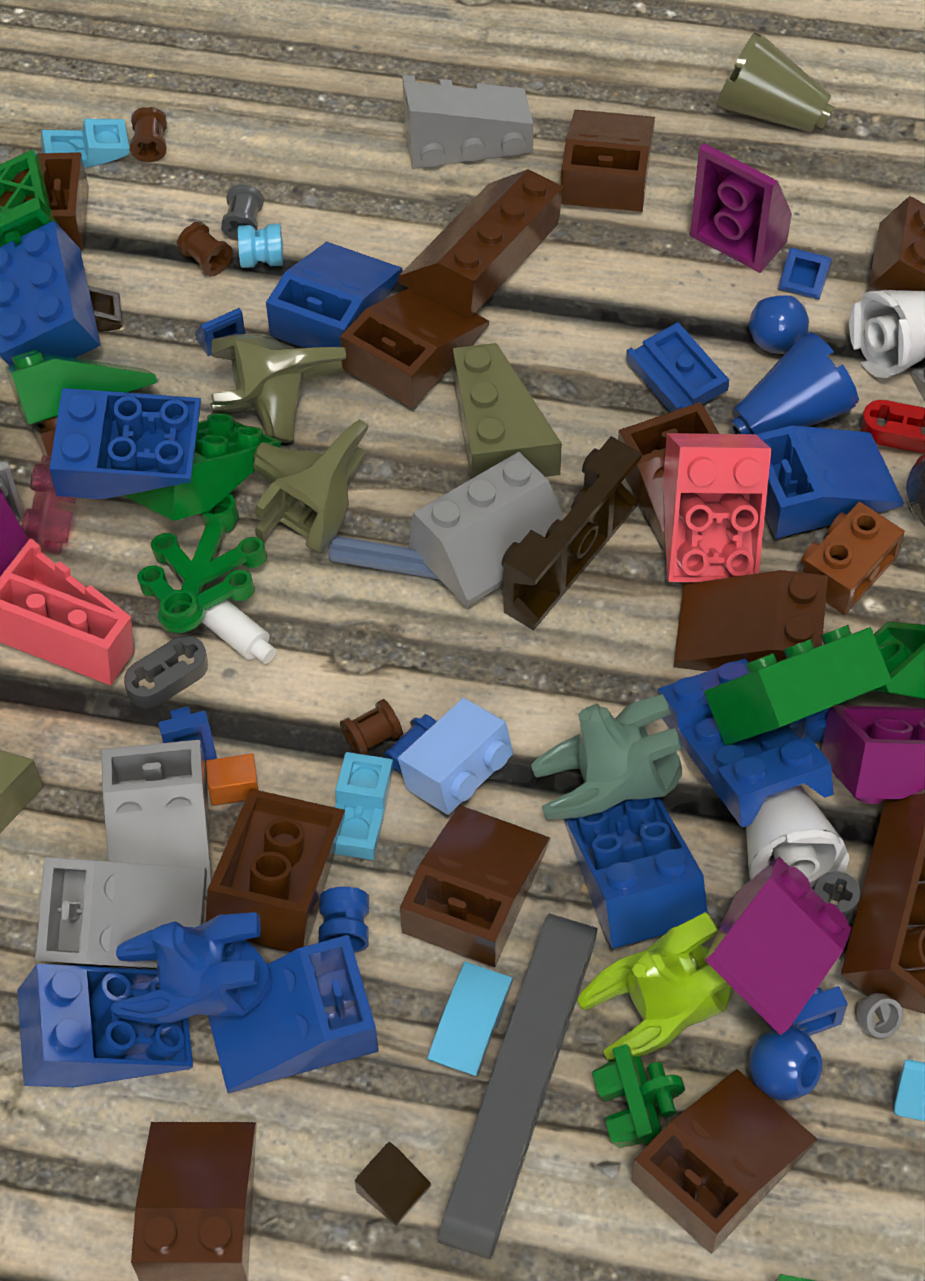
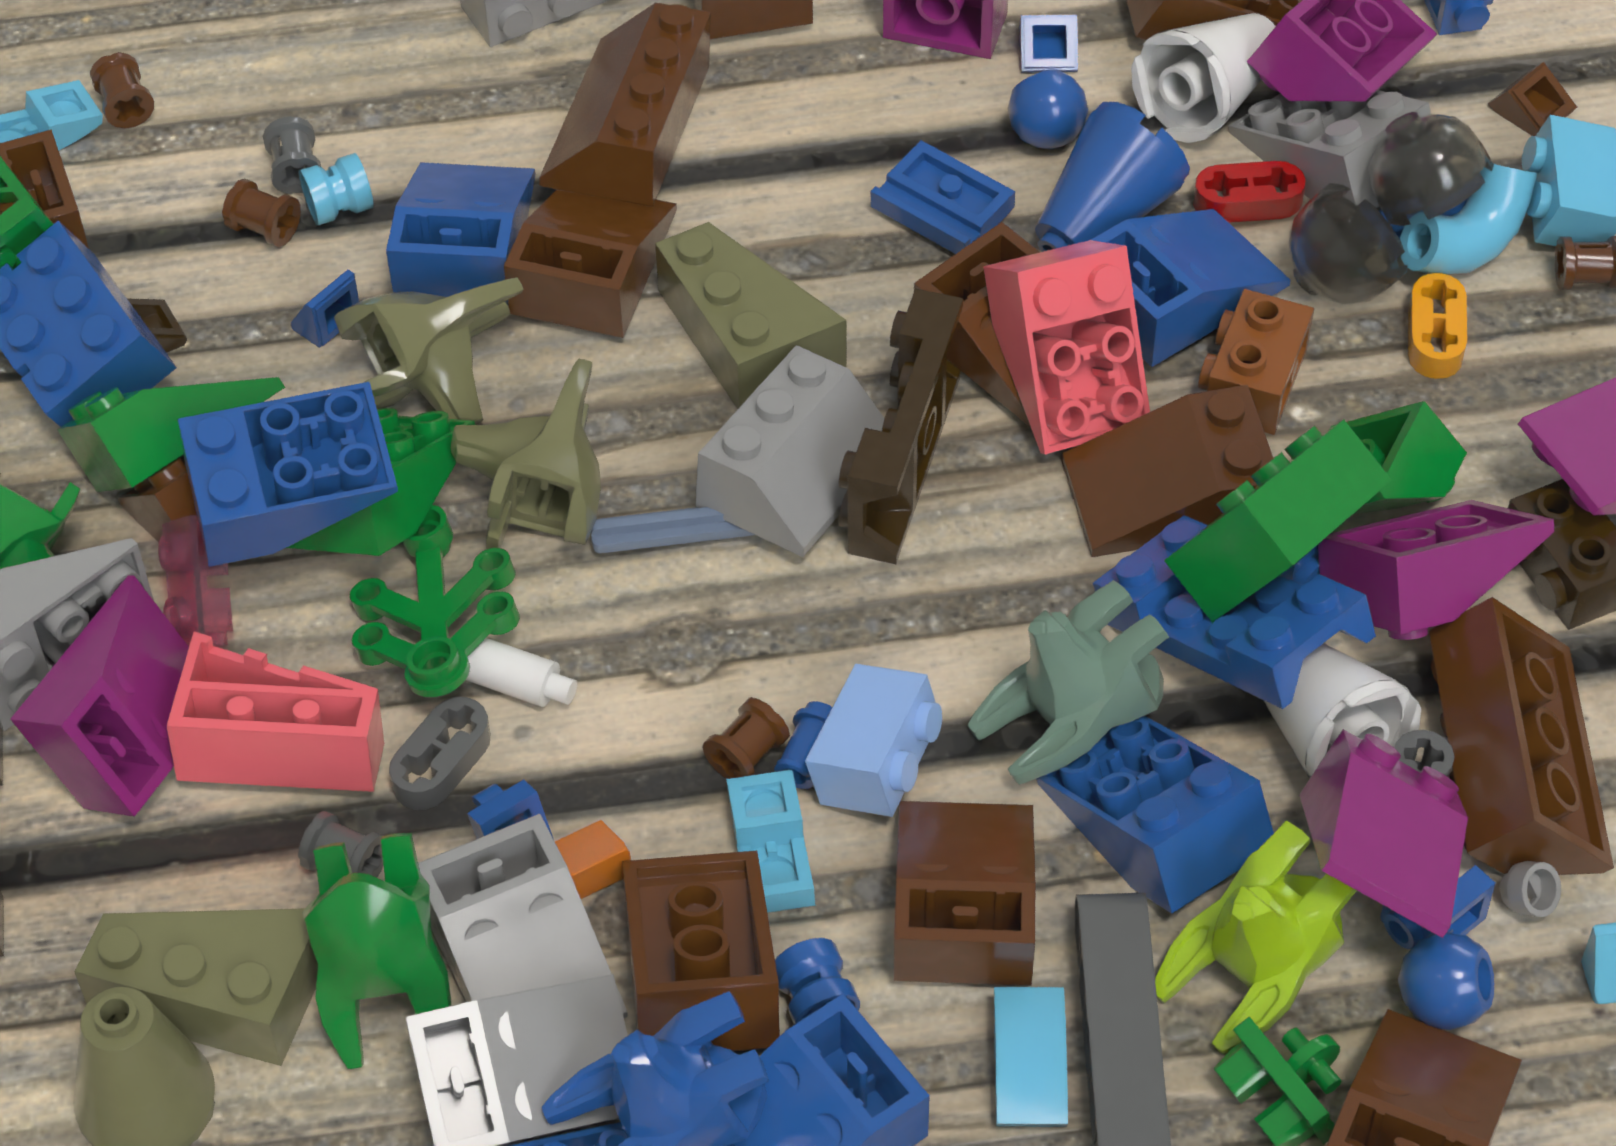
camera: 20 degrees left, 5 degrees down
(54, 794) = (372, 940): none -> green piece
(72, 721) = (362, 850): none -> dark grey bush

